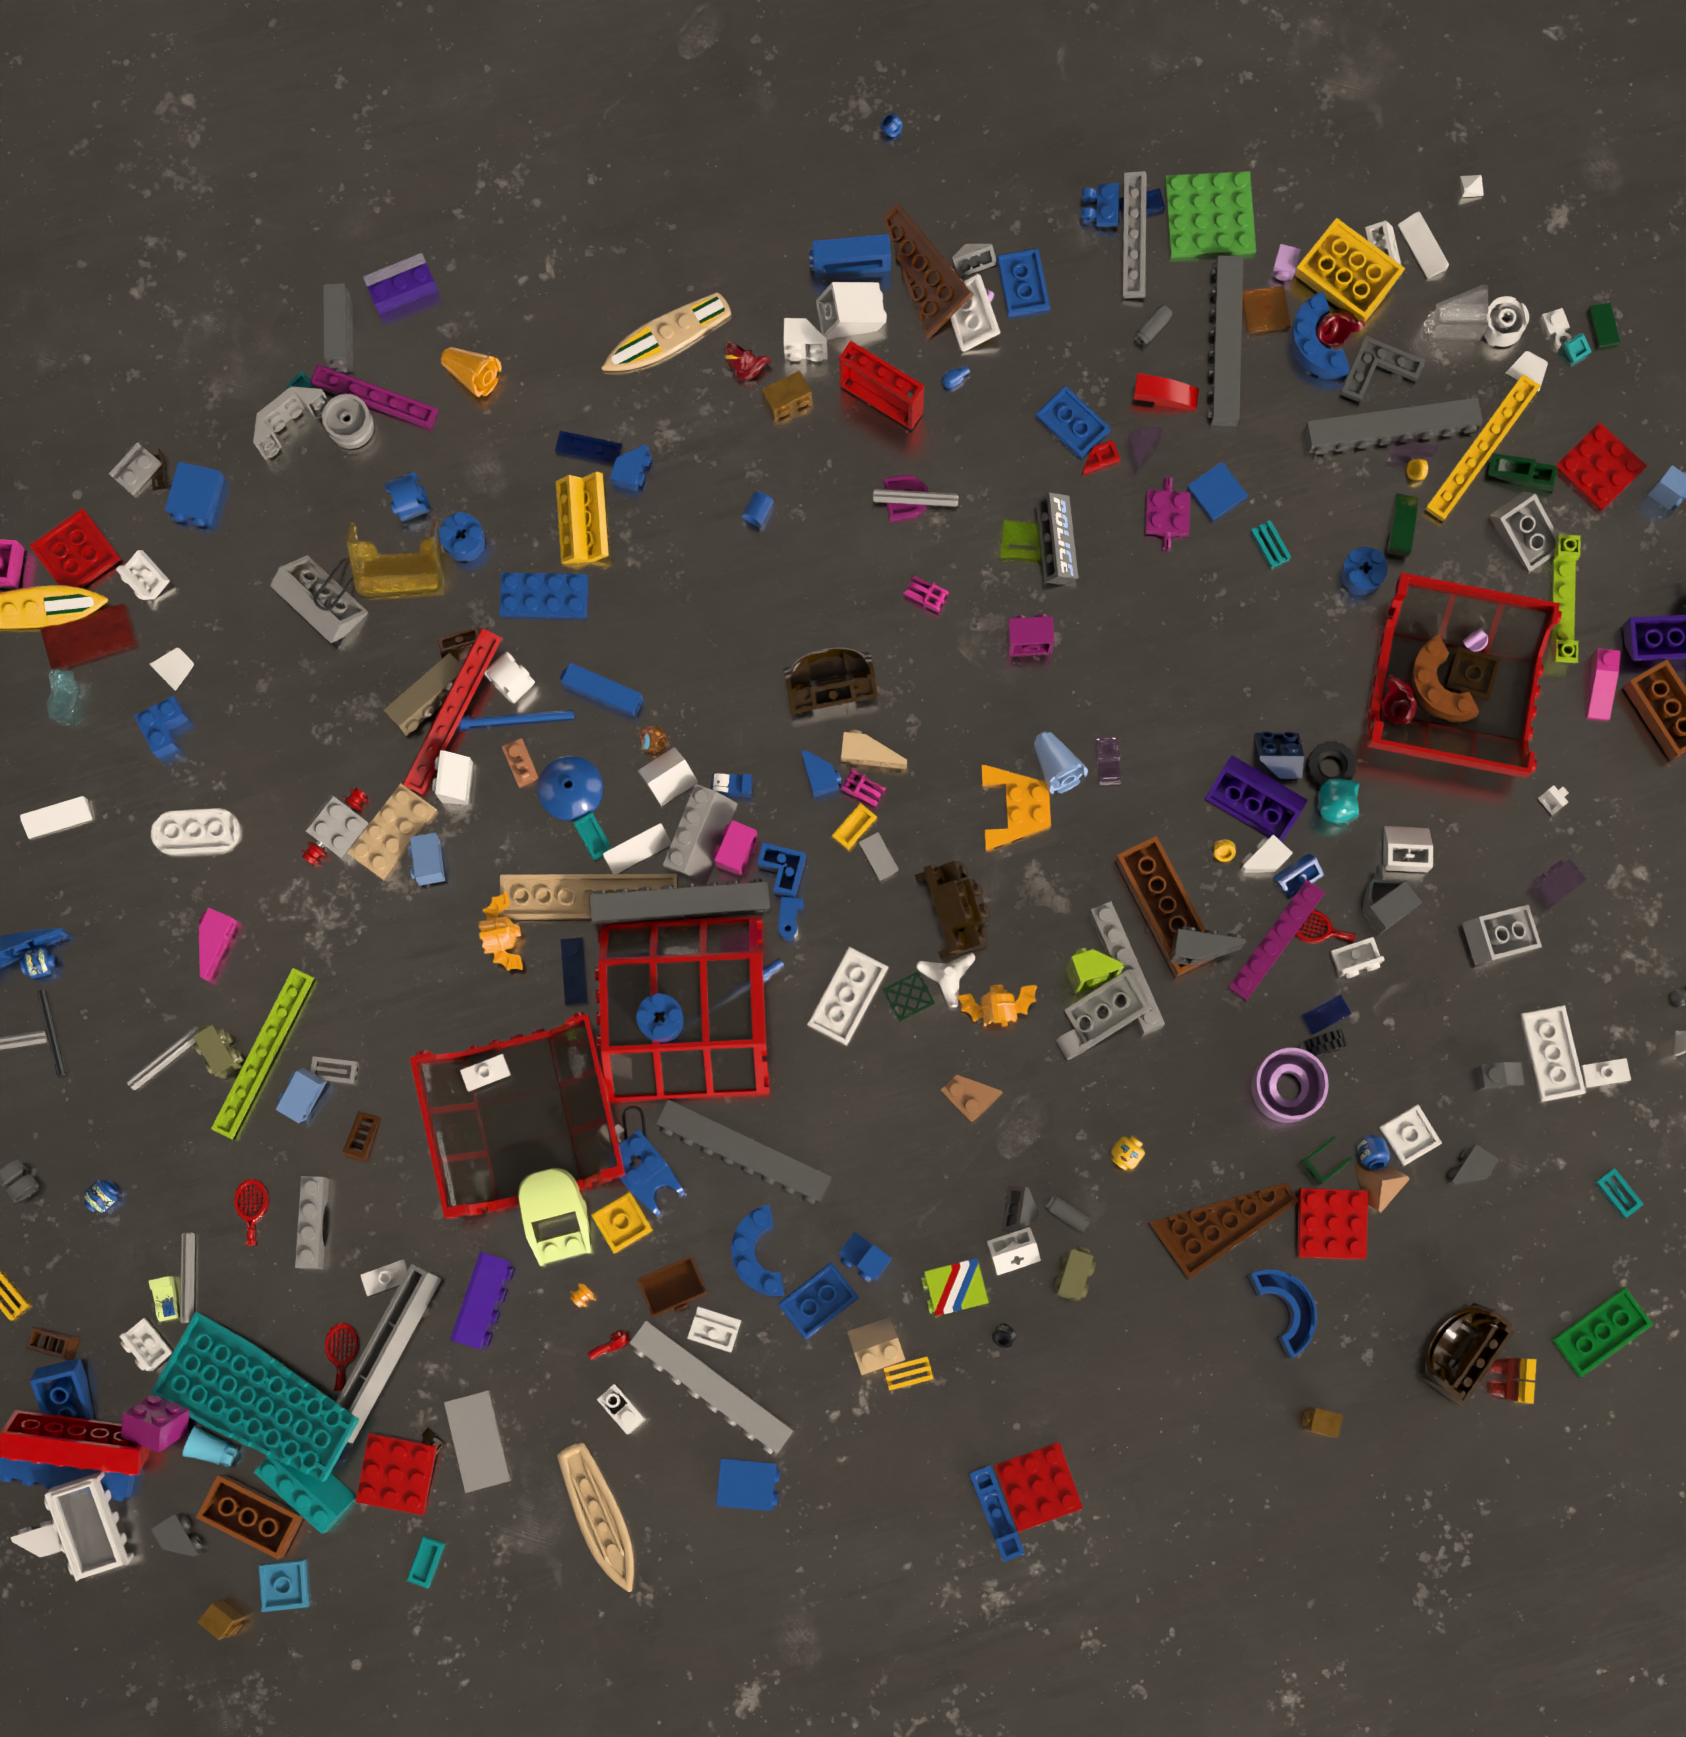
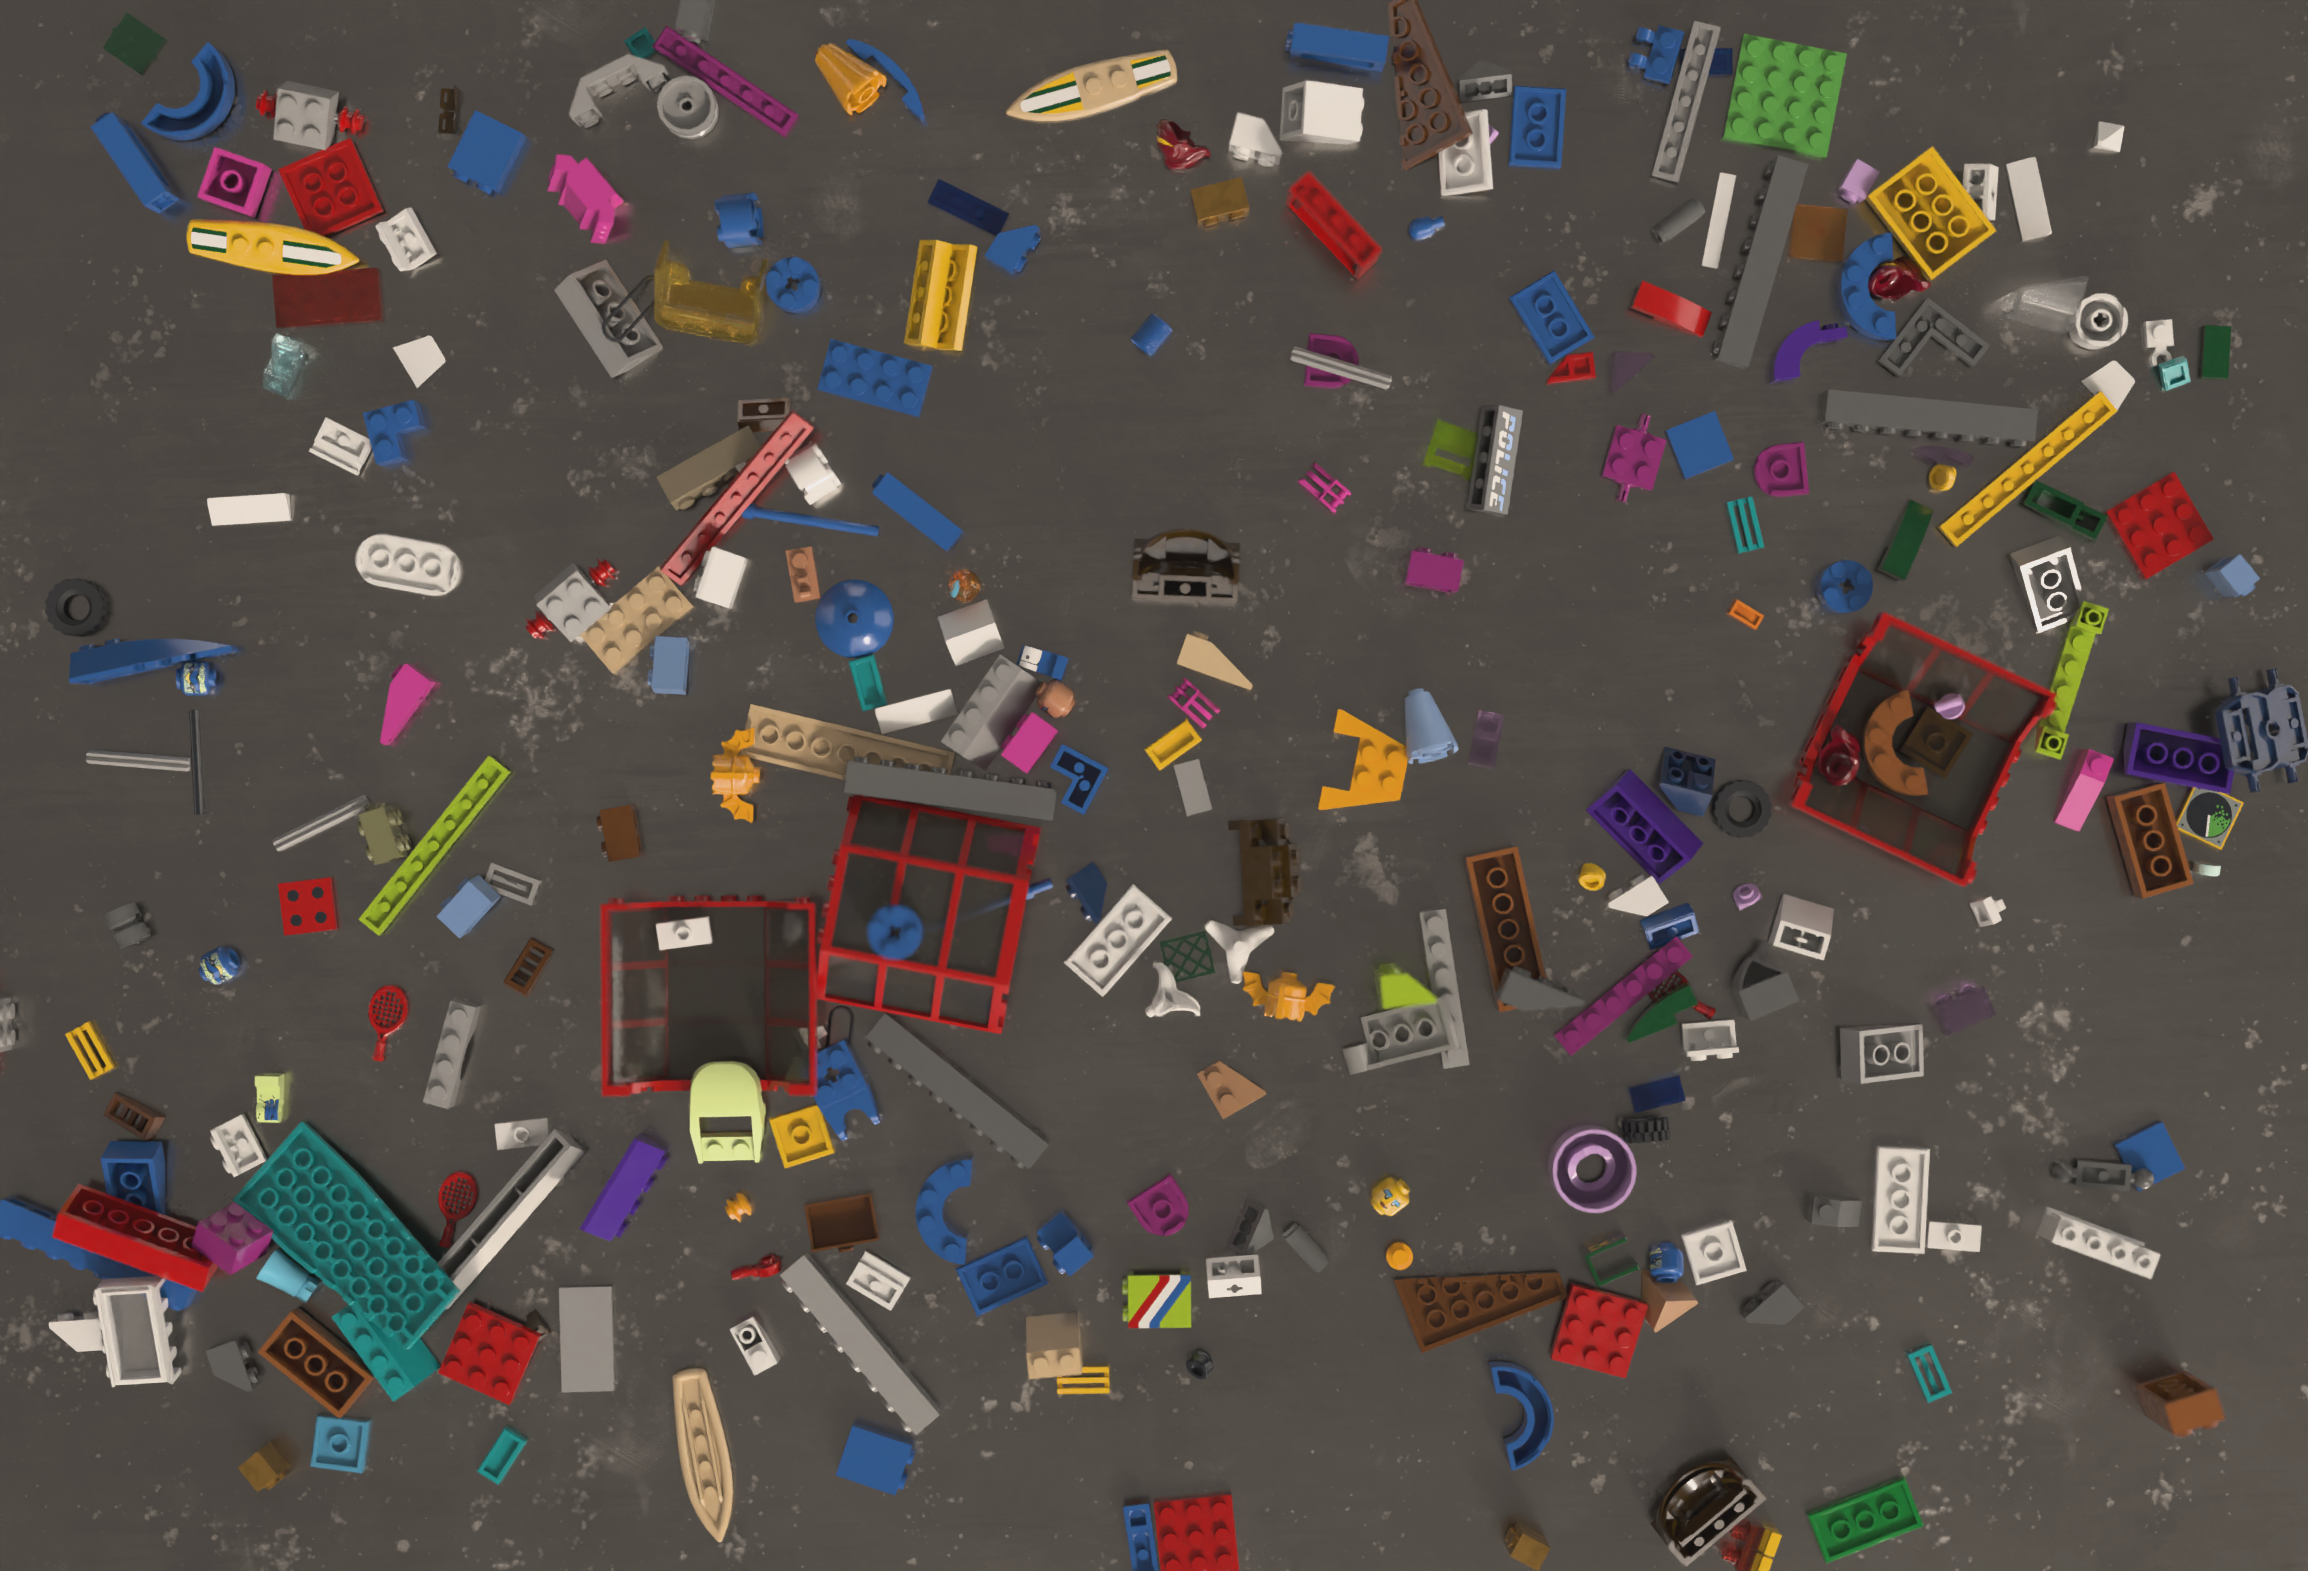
camera: 10 degrees right, 10 degrees up
(45, 497) = (307, 114): none -> light grey brick
(122, 749) = (341, 446): none -> white plate
(135, 468) = (422, 102): light grey plate -> none
(166, 1130) = (307, 906): none -> red tile
(187, 1277) = (299, 1079): light grey axle -> none
(279, 506) = (585, 195): none -> dark pink slope
(414, 1005) = (619, 833): none -> reddish brown brick
(503, 355) = (868, 53): none -> blue slope
(574, 971) = (811, 836): dark blue plate -> none
(748, 811) = (1055, 698): none -> nougat head
(787, 919) = (1068, 843): blue leg -> none
(813, 956) = (1090, 888): none -> dark blue slope
(820, 774) = (1148, 675): blue slope -> none
(901, 1031) = (1169, 997): none -> white piece
(938, 1210) = (1161, 1207): none -> magenta tile
(1076, 1266) = (1297, 1314): olive brick -> none
(1148, 1201) = (1399, 1256): none -> light orange wheel
(1185, 319) = (1718, 220): none -> white sticker
(1268, 407) = (1787, 357): none -> dark purple arch
(1288, 495) = (1782, 470): none -> magenta tile
(1290, 613) = (1745, 614): none -> orange piece
(1312, 943) = (1662, 1012): none -> dark green slope
(1338, 801) = (1737, 855): teal piece -> none
(1354, 835) = (1746, 895): none -> lavender plate

